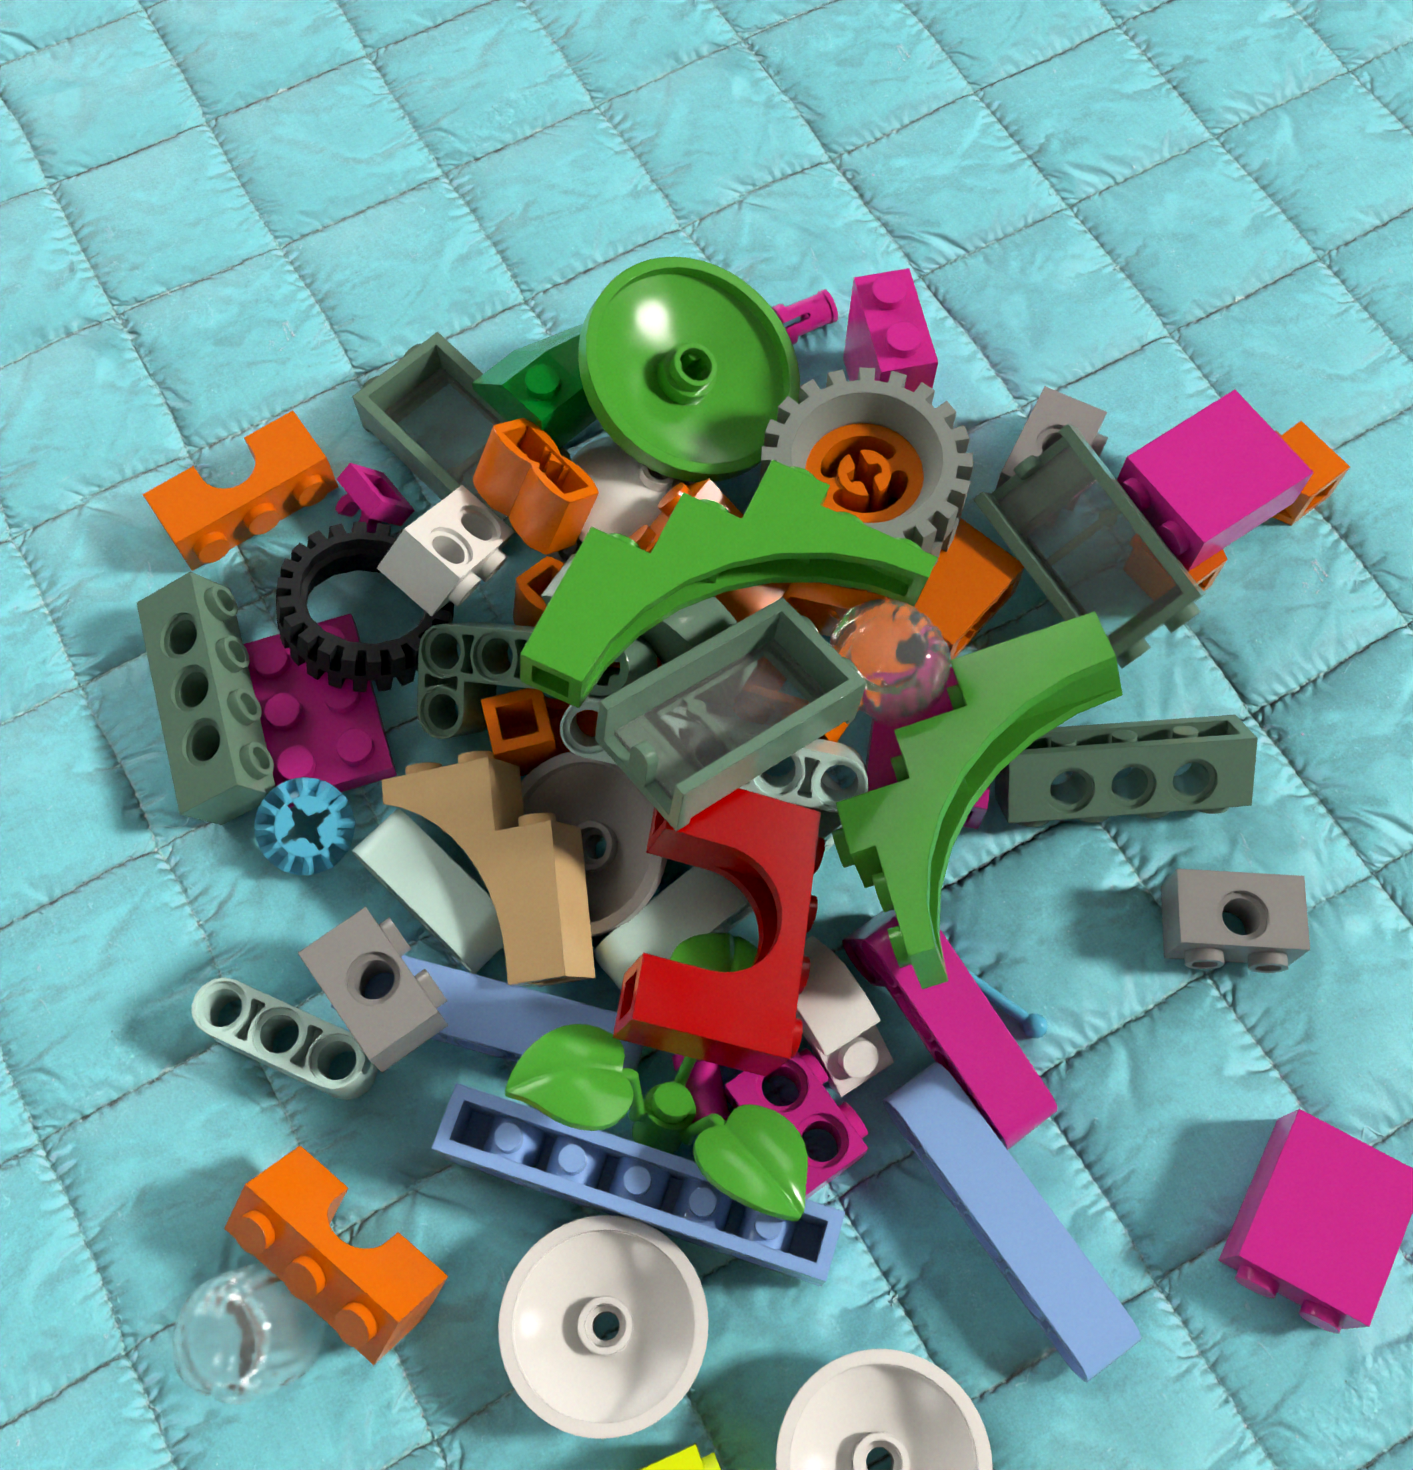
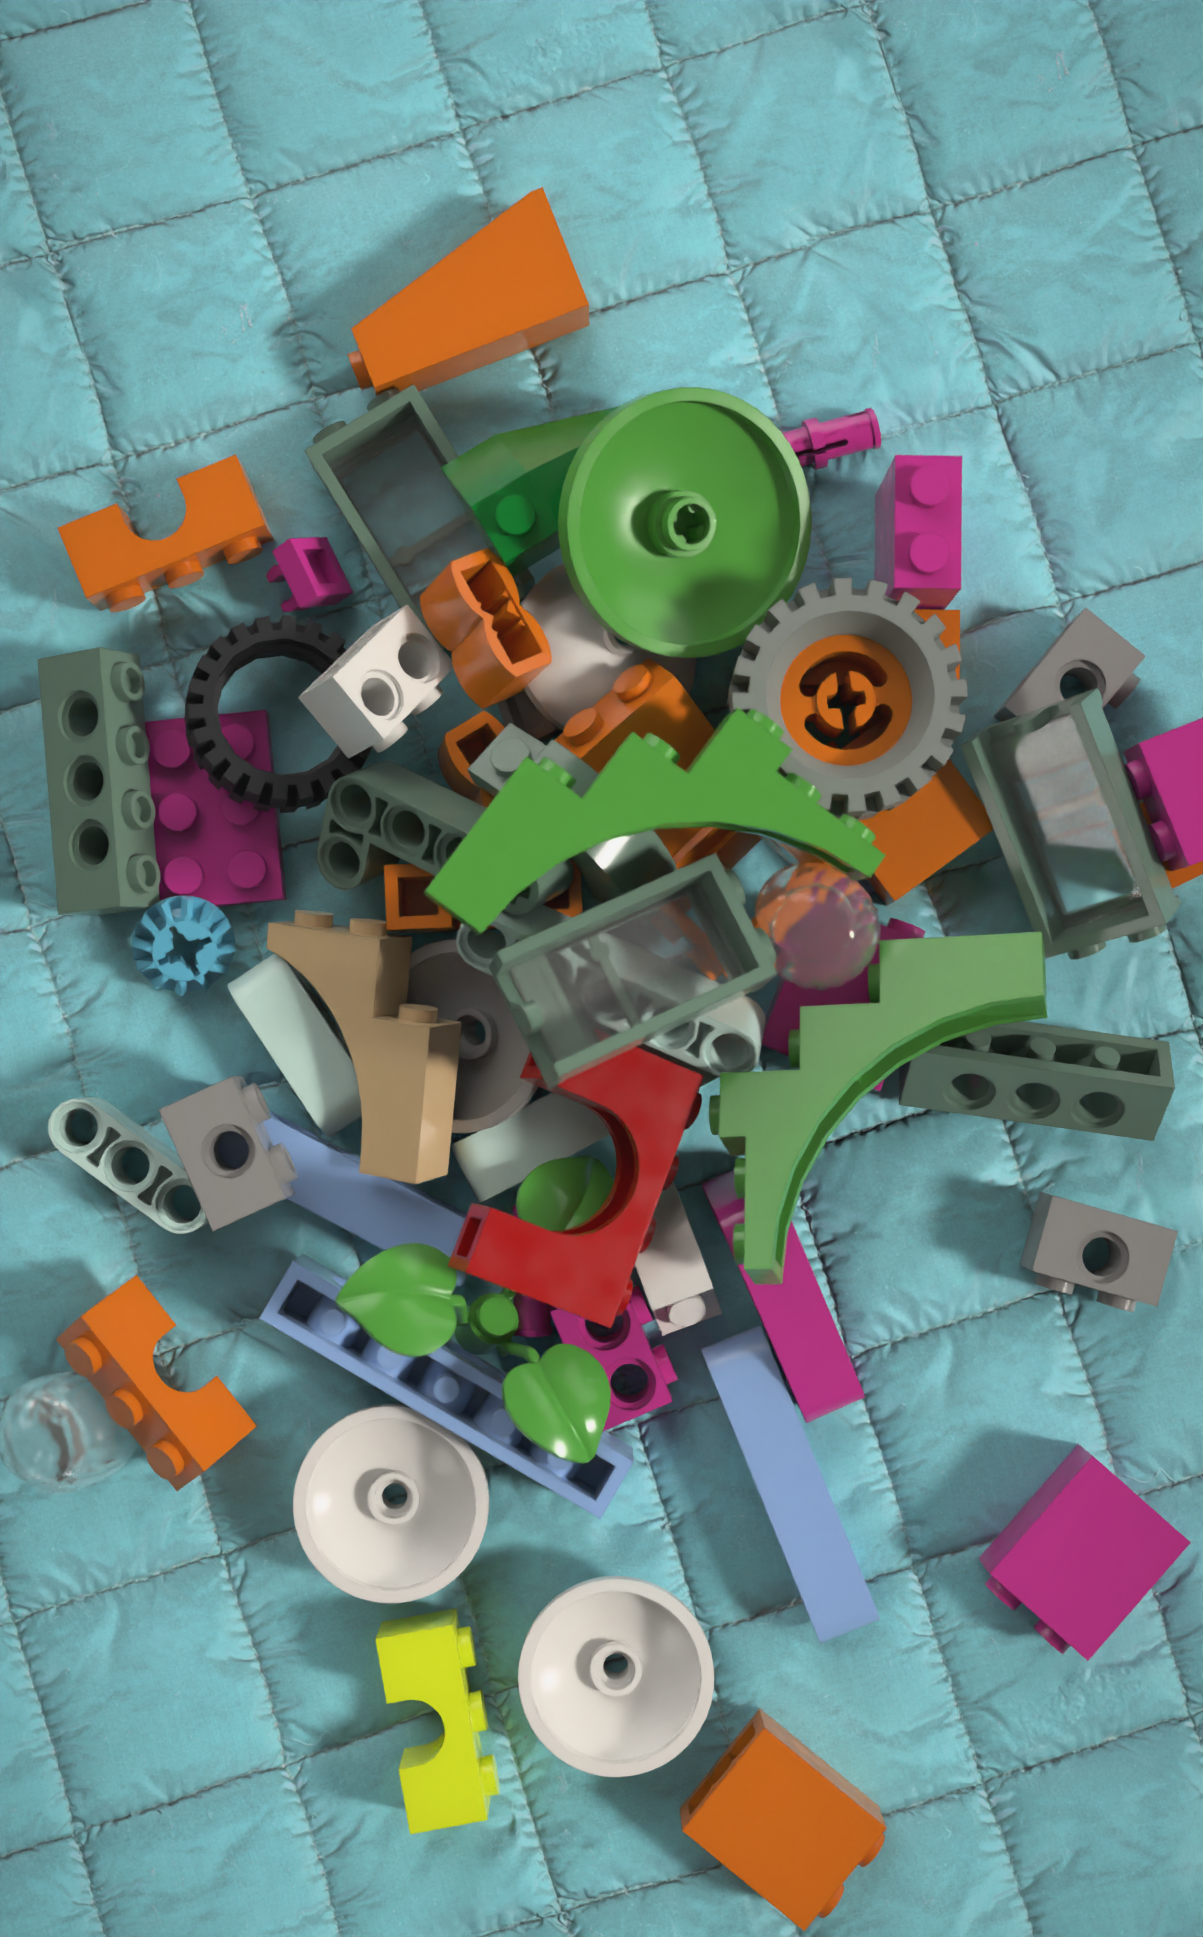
camera: 10 degrees right, 20 degrees up
(479, 276) = (476, 305): none -> orange slope
(1033, 1024) = (868, 1304): medium azure hinge -> none

